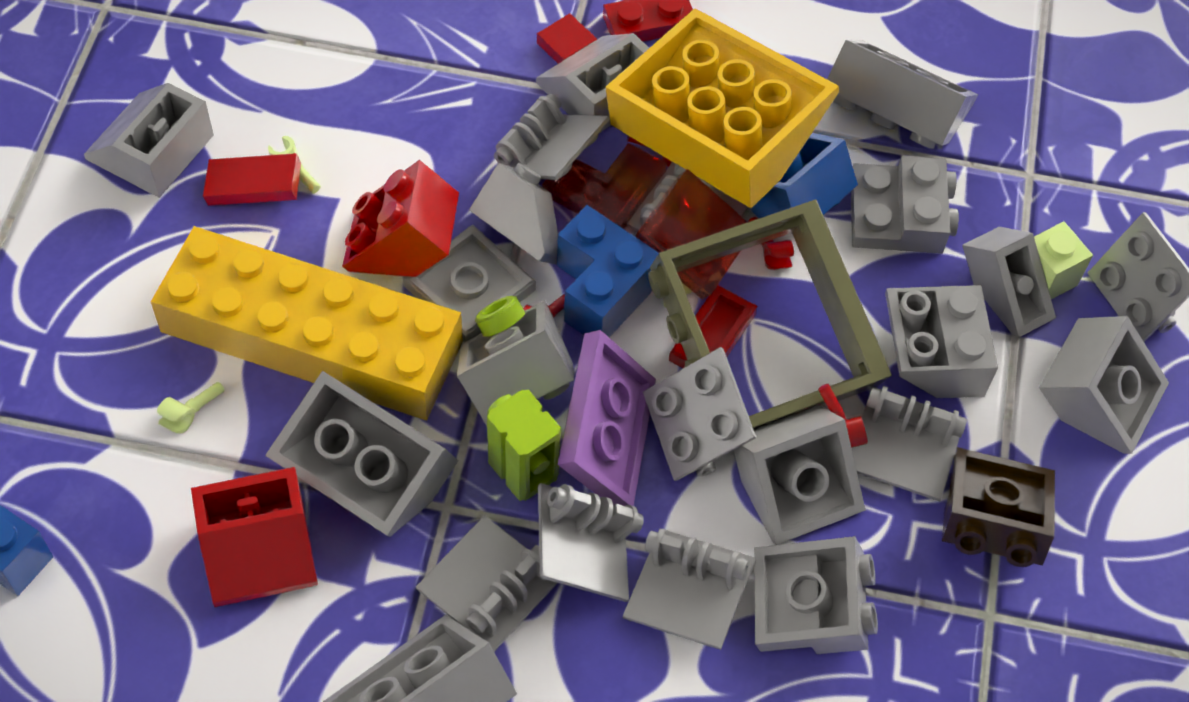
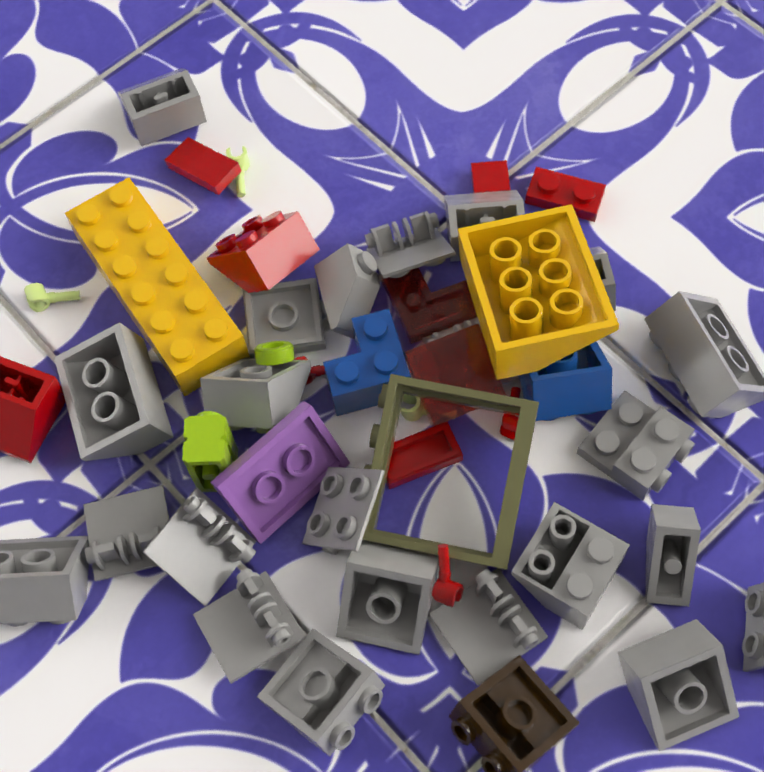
camera: 45 degrees right, 5 degrees up
(1062, 258) = (718, 562): yellowish green brick -> none

